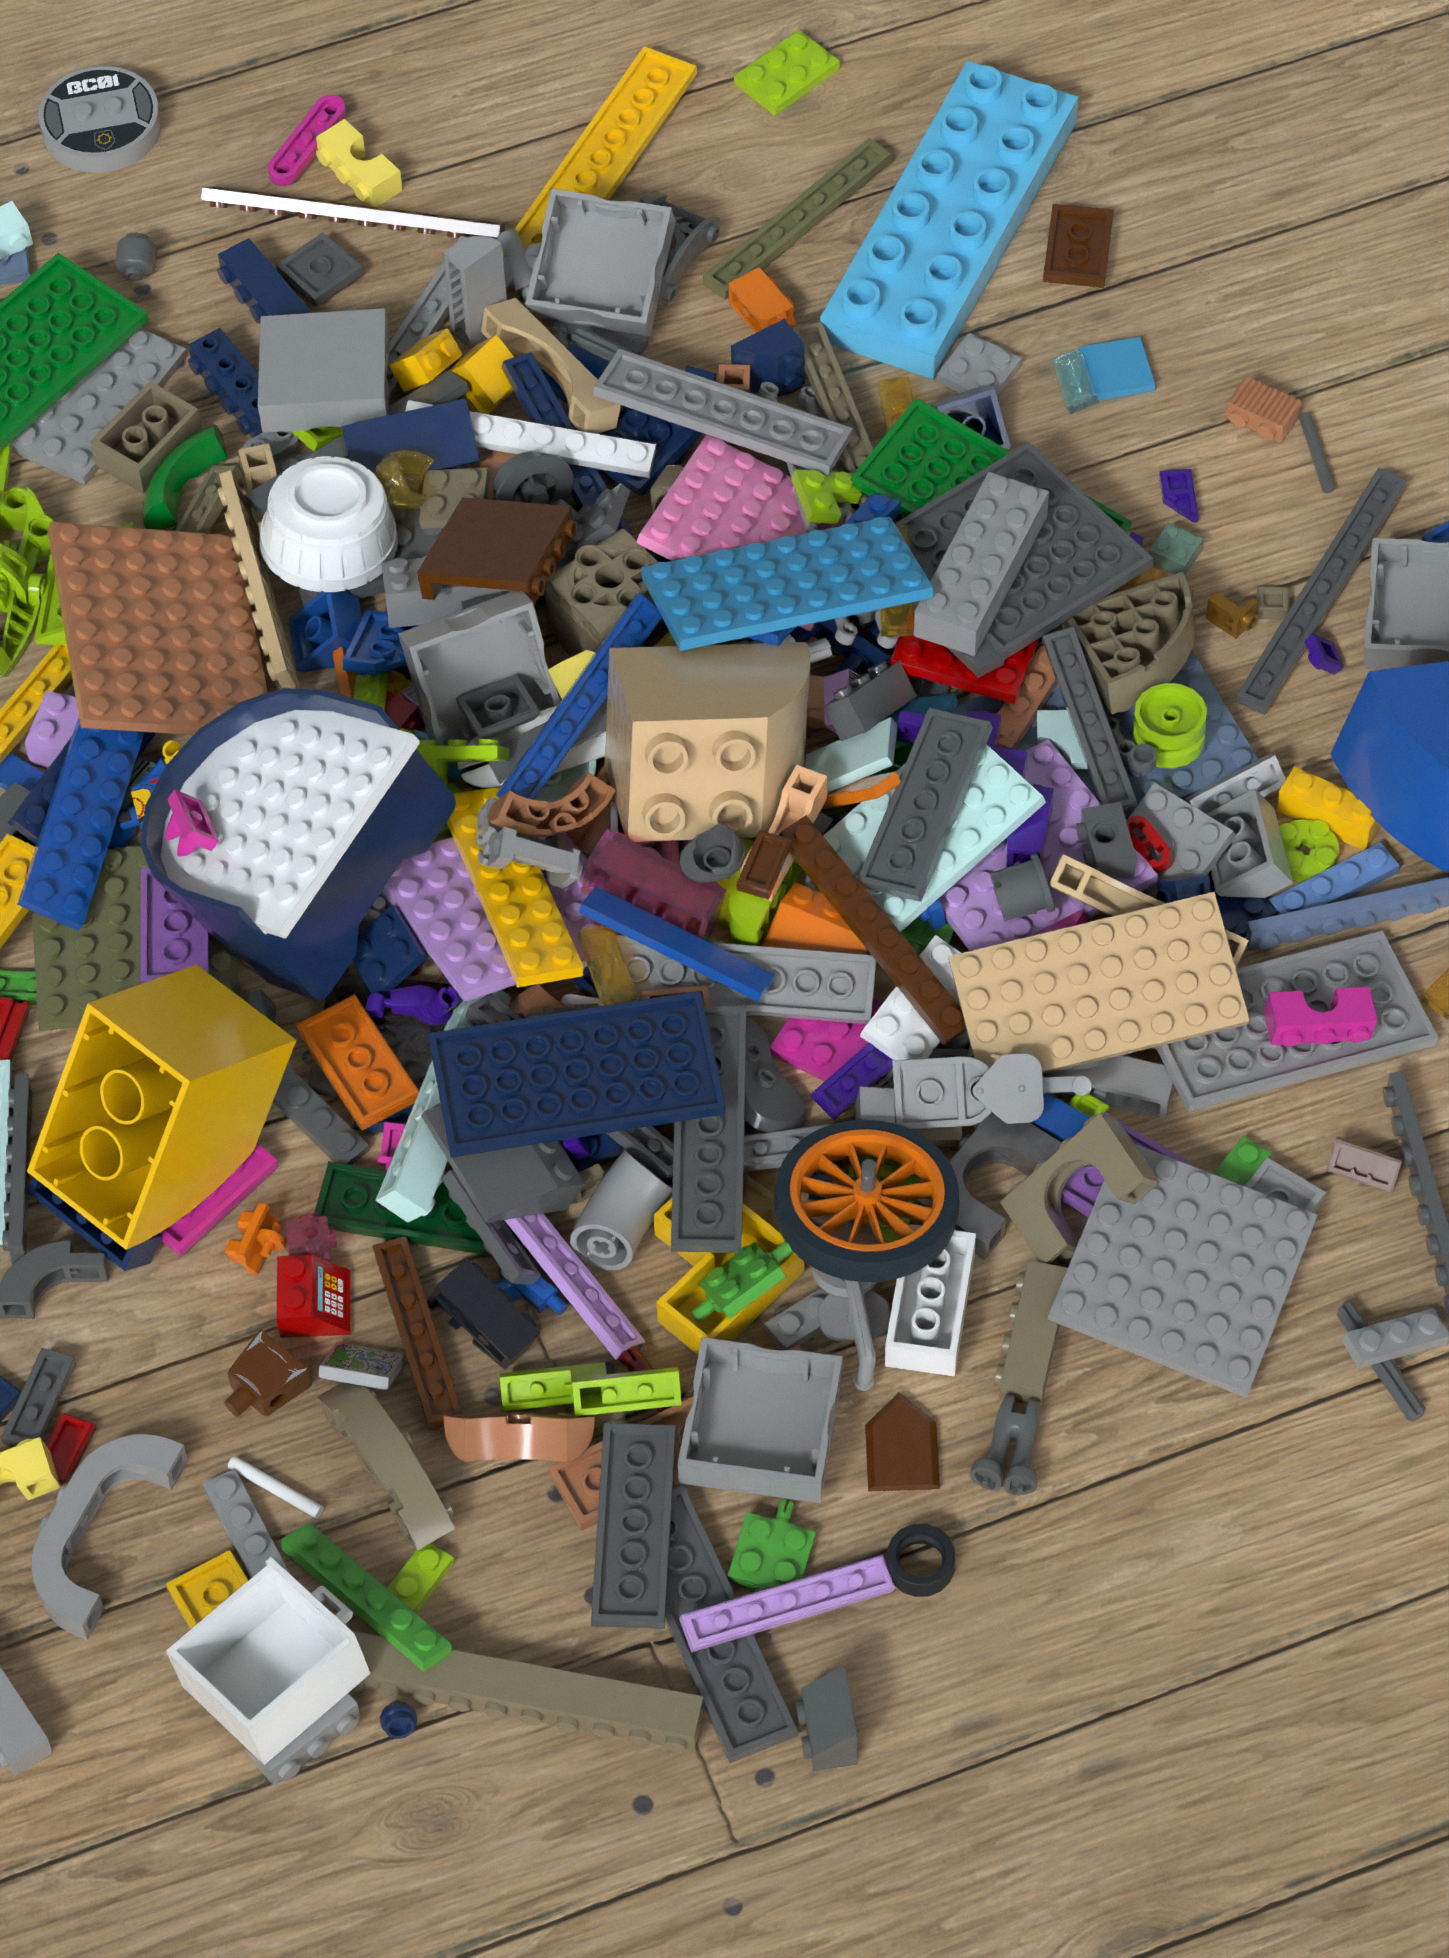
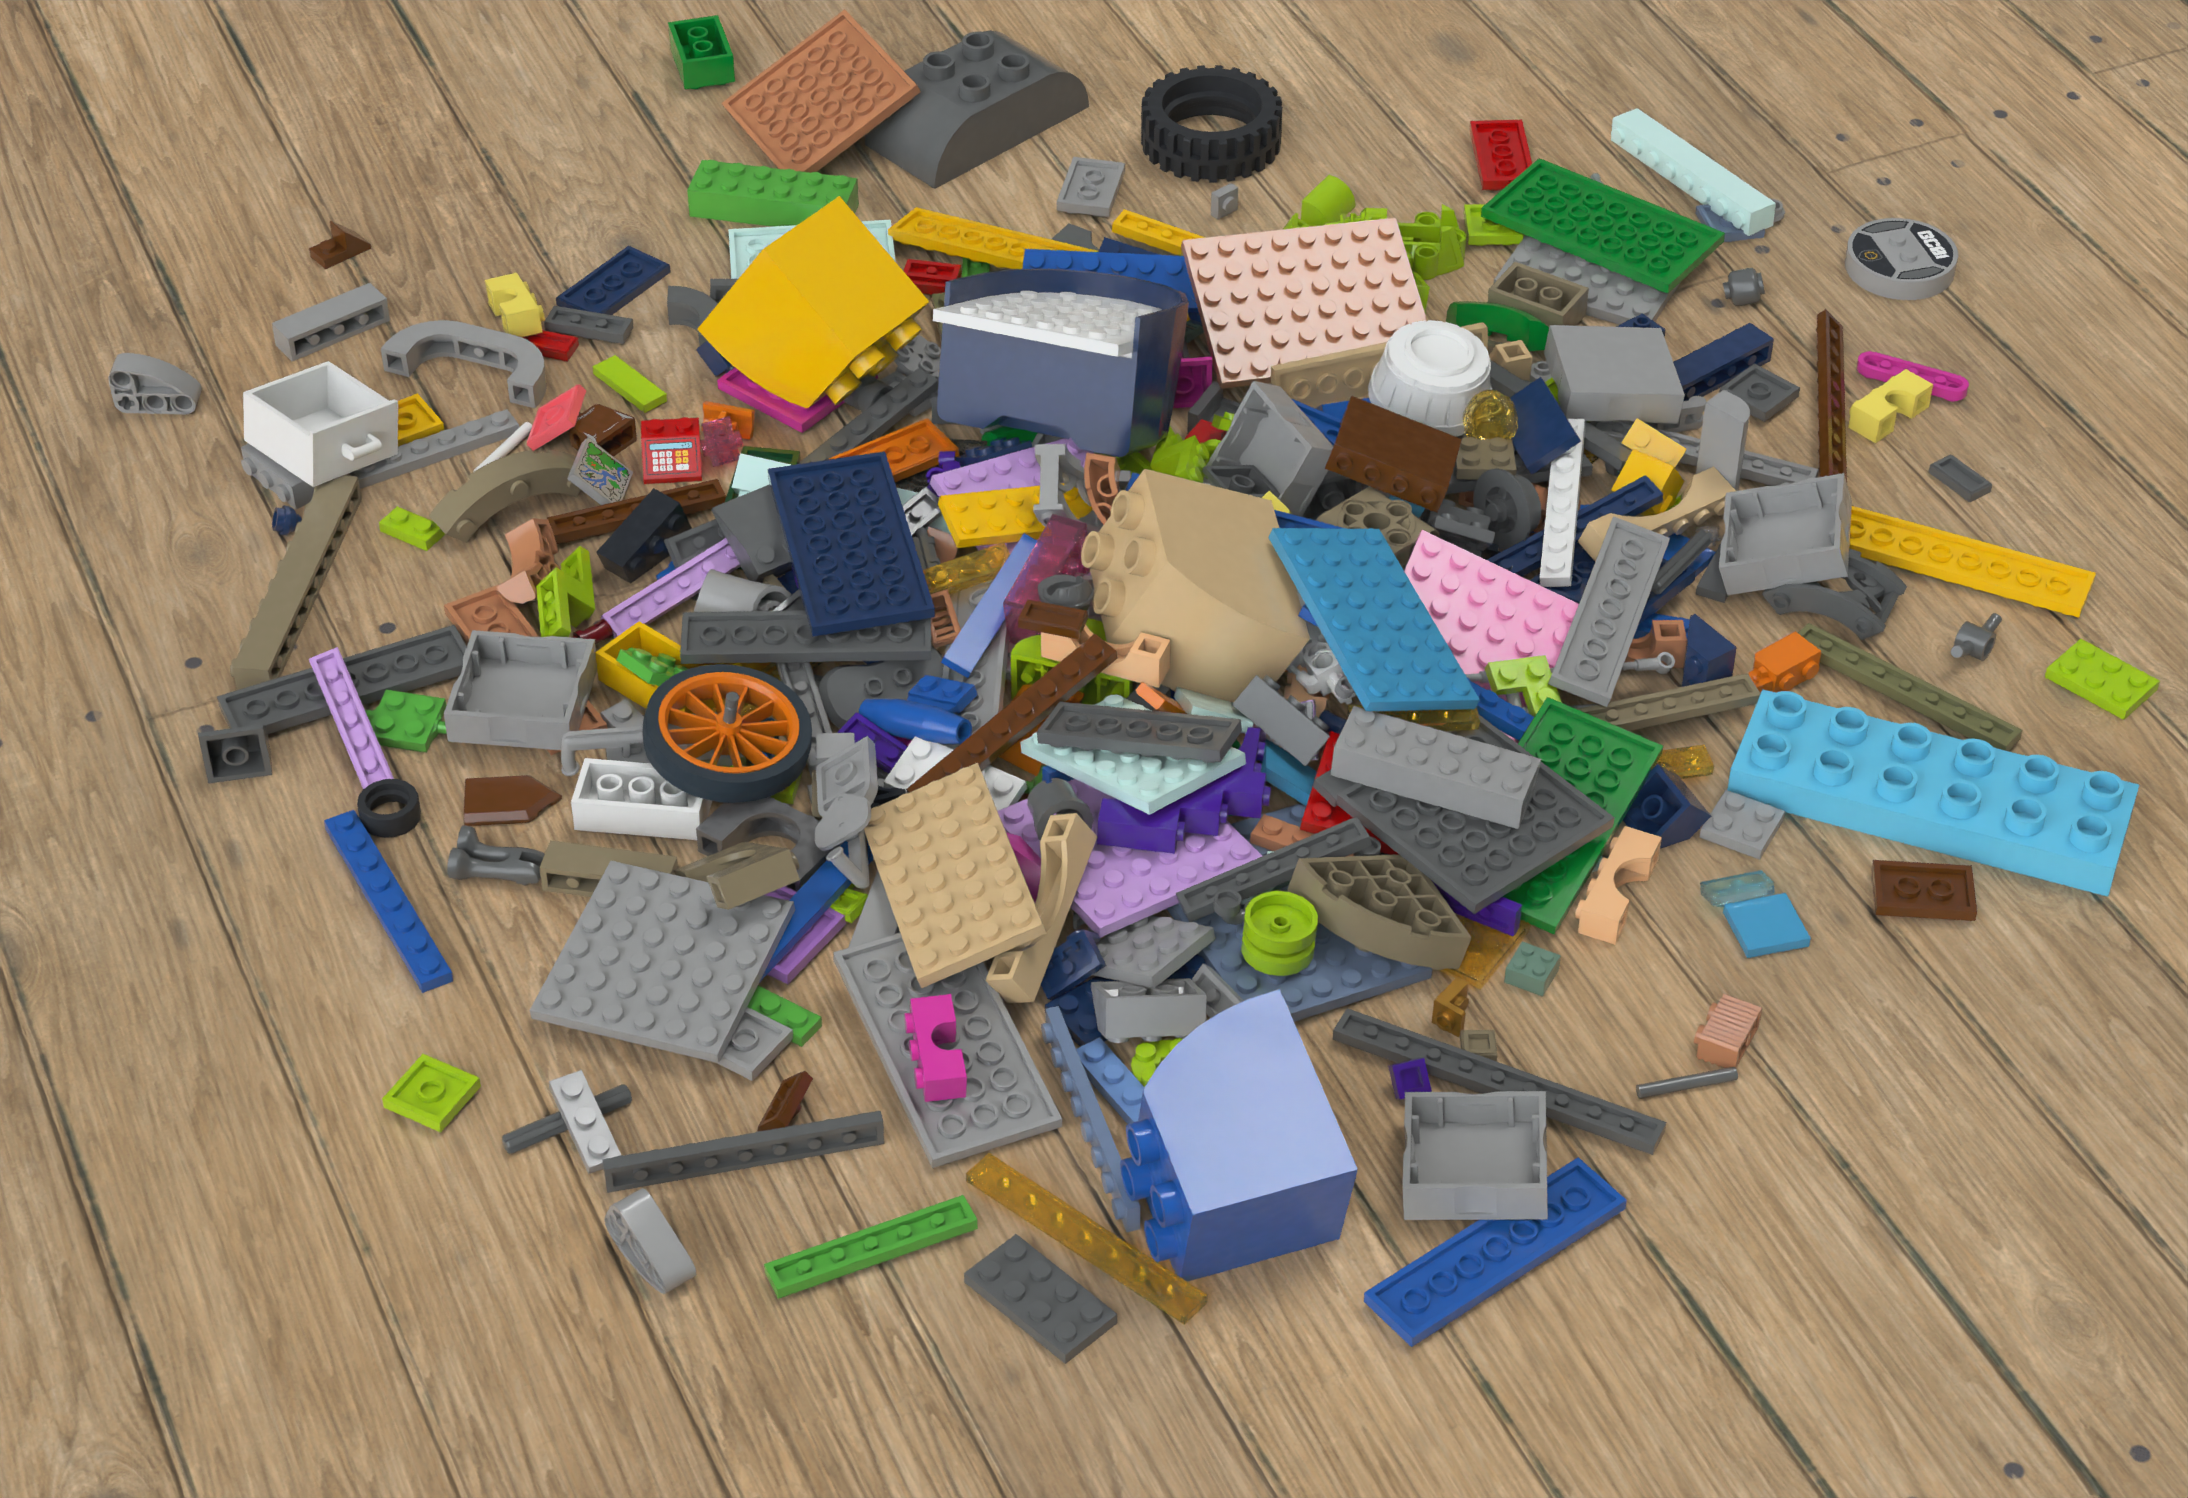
camera: 85 degrees right, 15 degrees down
(120, 1900) = (151, 386): none -> light grey beam
(160, 1353) = (629, 383): none -> lime tile
(190, 822) = (1063, 280): dark pink tile -> none
(240, 1419) = (556, 417): none -> coral tile
(366, 1597) = (387, 489): bright green plate -> none
(473, 130) = (1960, 478): none -> dark grey tile
(633, 1526) = (424, 623): dark grey plate -> none
(734, 153) = (1976, 640): none -> dark grey piece
(825, 1024) = (926, 712): none -> blue plate
(1057, 1555) = (388, 901): none -> blue plate
(1105, 482) = (1629, 860): none -> light nougat arch
(1107, 825) = (1123, 877): dark grey brick -> none
(1153, 840) = (1139, 924): red beam -> none
(1179, 492) = (1612, 974): dark purple tile -> none
(1351, 1485) = (431, 1092): none -> lime plate

